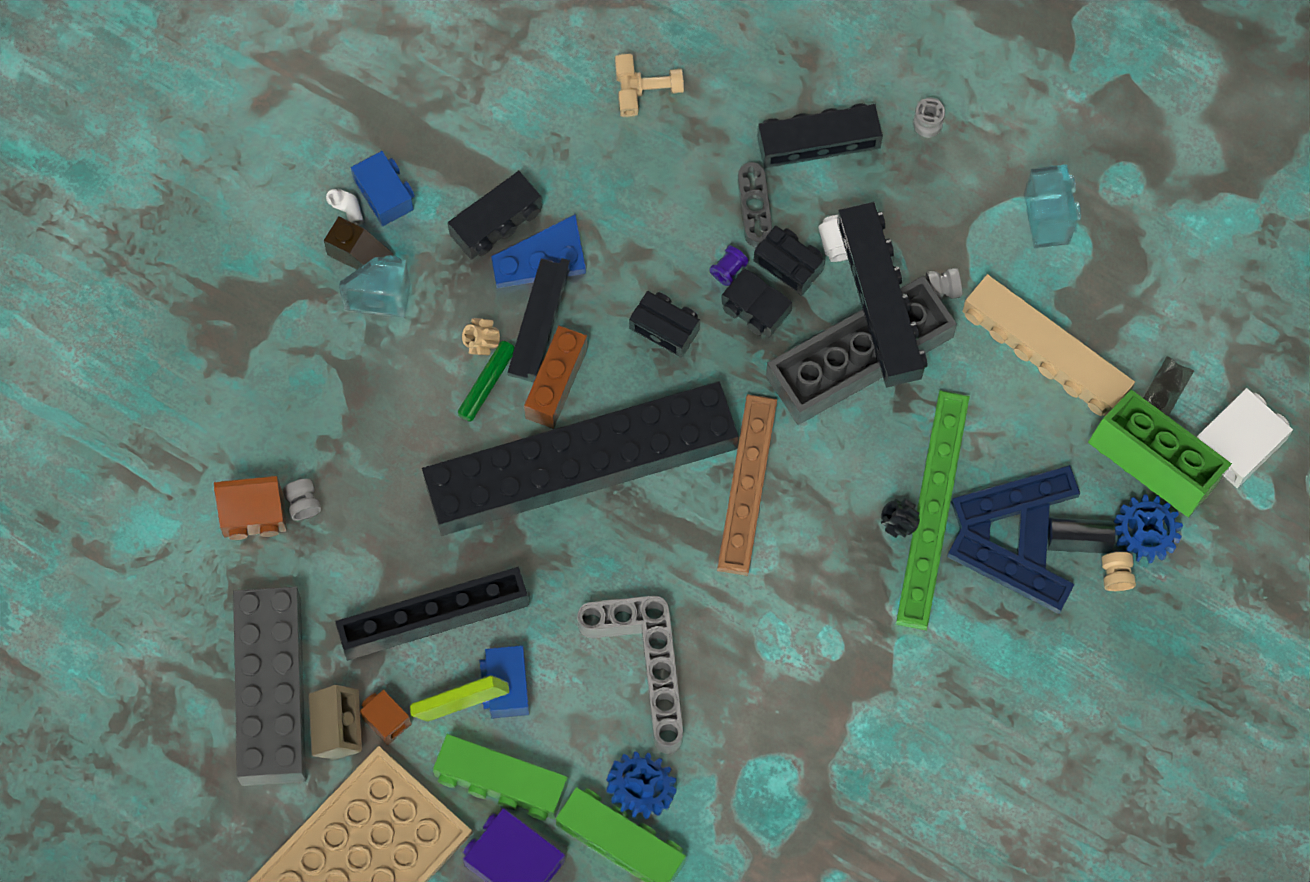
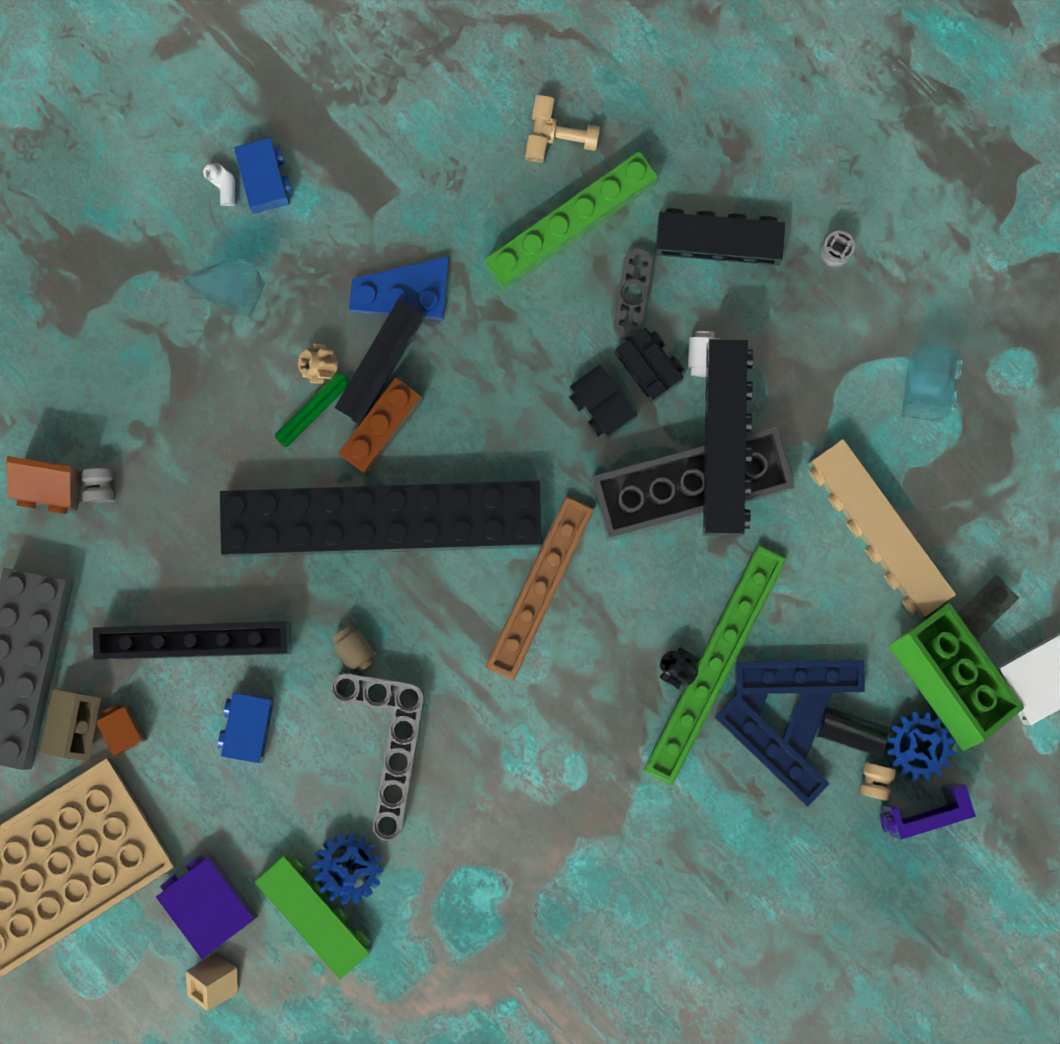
camera: 15 degrees right, 15 degrees up
(353, 244) = (220, 233): dark brown slope -> none
(459, 698) = (194, 737): lime tile -> none
(495, 215) = (368, 236): black brick -> none
(500, 777) = (215, 821): bright green brick -> none
(588, 582) = (354, 649): none -> dark tan brick
(665, 323) = (505, 398): black brick -> none
(678, 155) = (571, 221): none -> bright green brick
(729, 265) = (587, 354): dark purple bush -> none
(947, 284) = (797, 434): light grey wheel -> none
(1198, 570) = (957, 809): none -> dark purple panel

